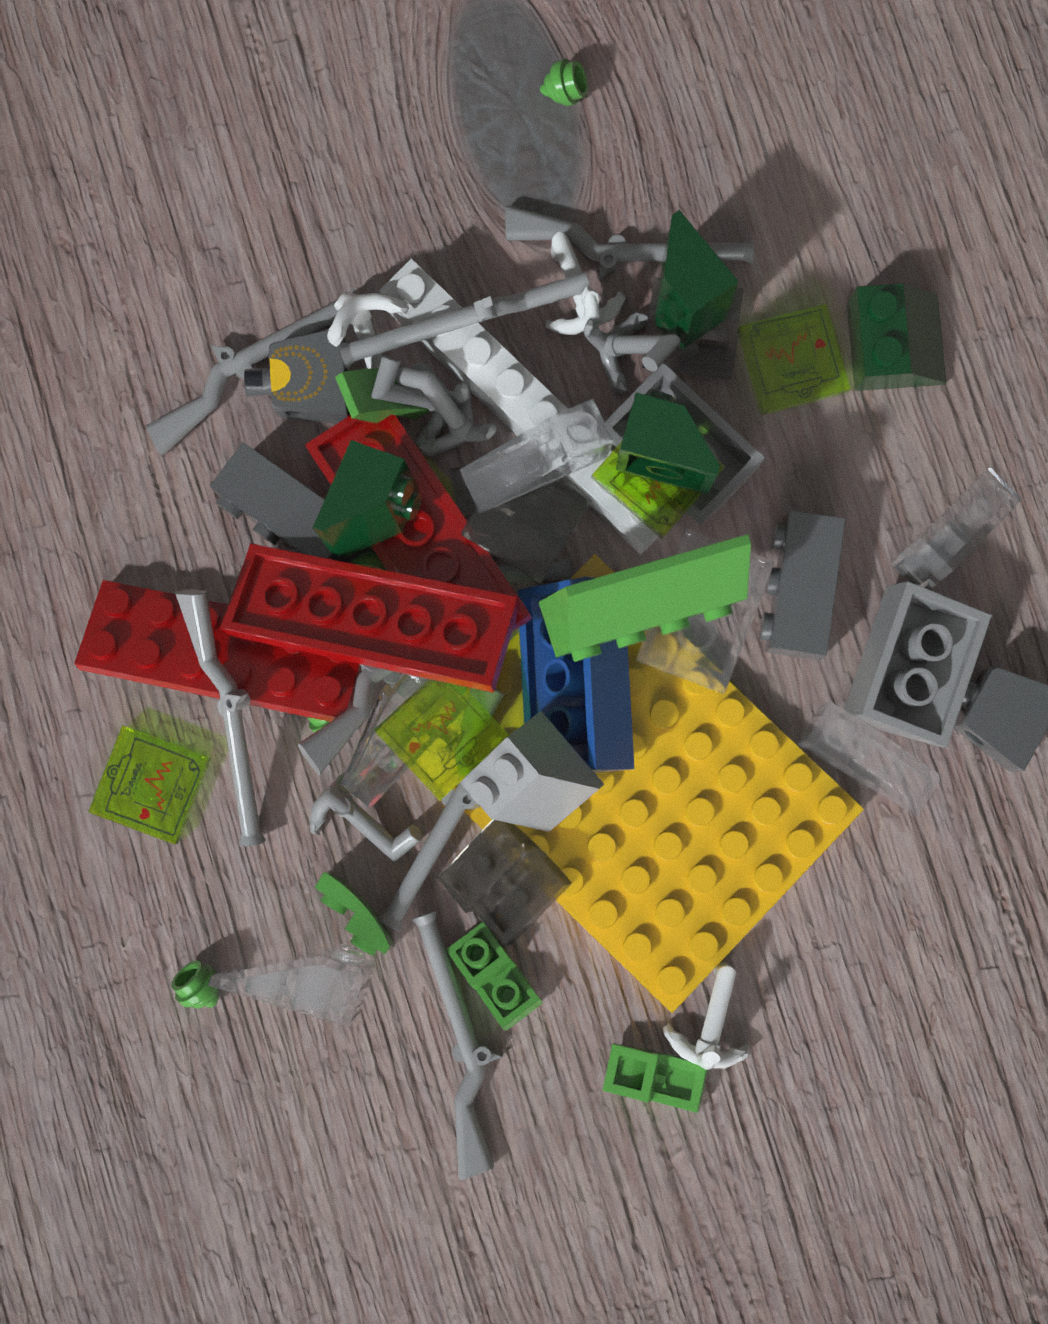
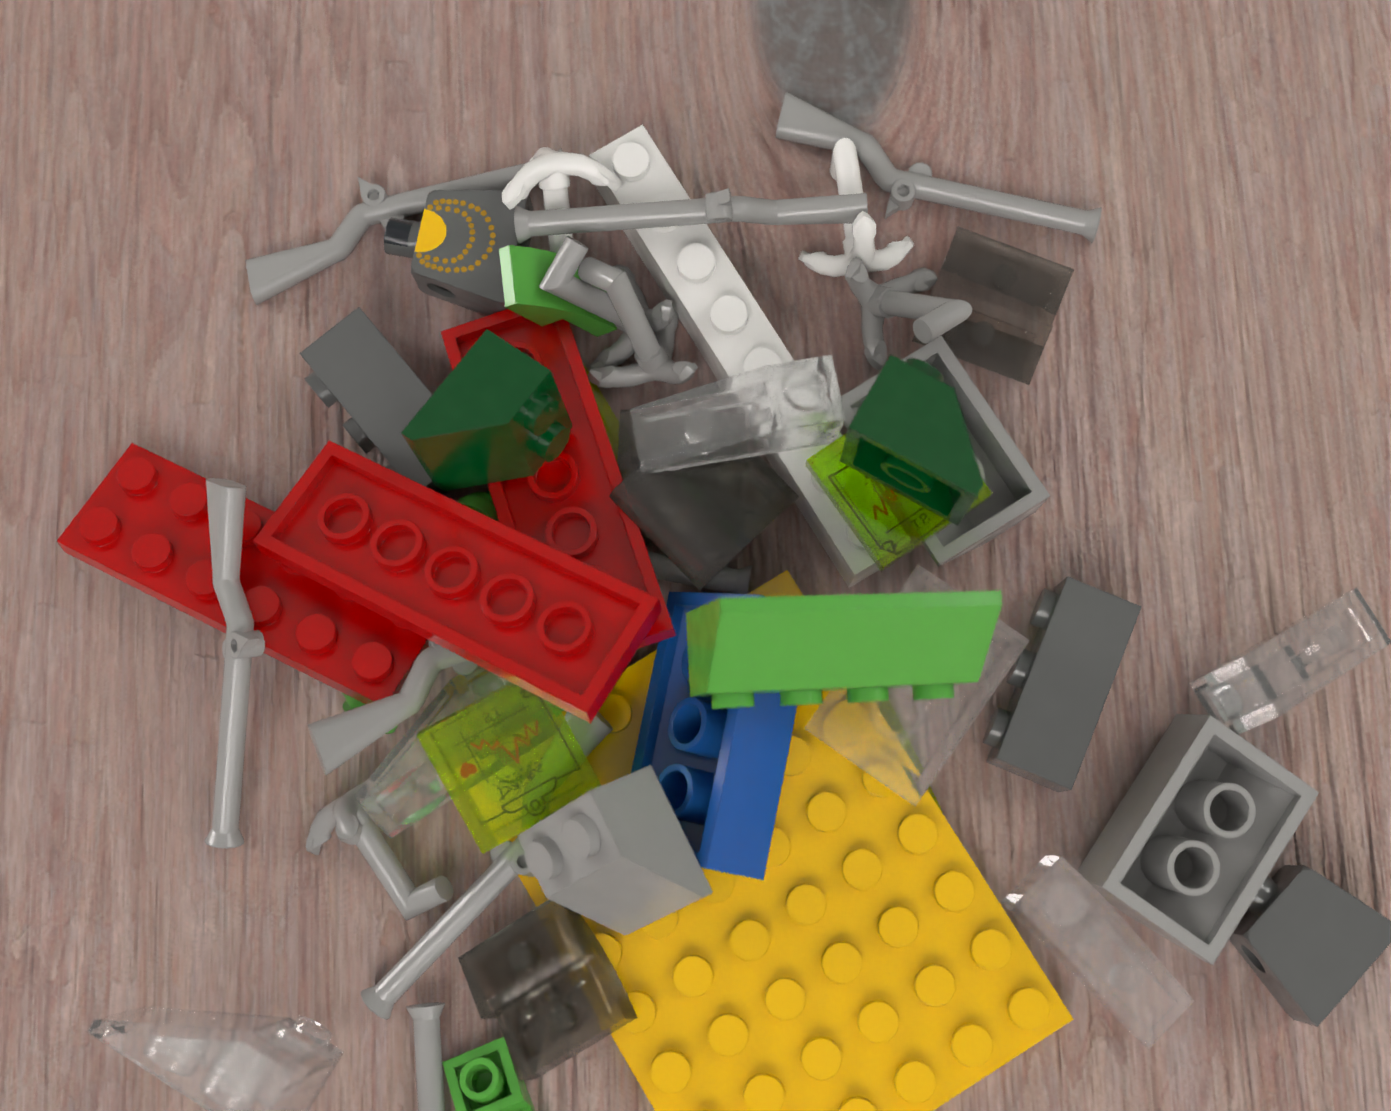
camera: 20 degrees right, 5 degrees down
(149, 785) = (113, 729): clear neon green tile -> none
(192, 986) = (78, 1014): bright green plate -> none
(367, 930) = (338, 999): bright green slope -> none
(692, 285) = (1008, 243): dark green slope -> none
(793, 359) = (1119, 379): clear neon green tile -> none
(895, 337) = (1264, 382): dark green slope -> none

